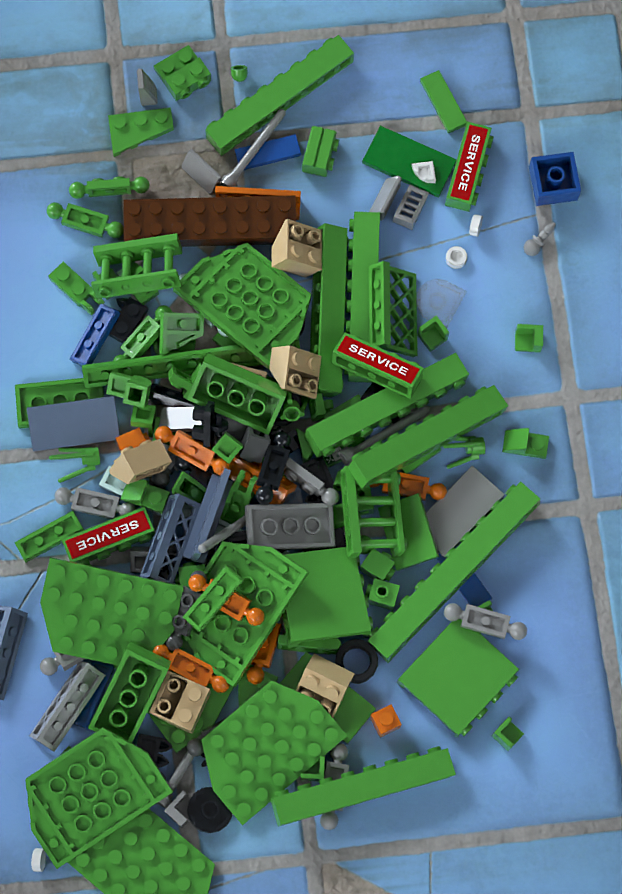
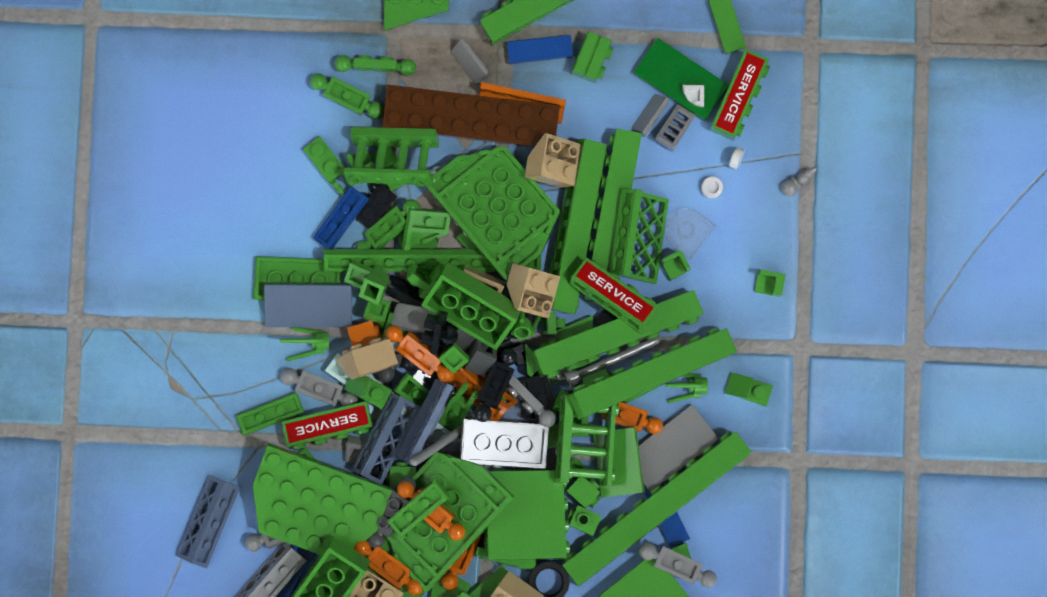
camera: 10 degrees right, 10 degrees up
(230, 179) = (496, 77): light grey piece -> none
(554, 178) = (823, 121): blue brick -> none

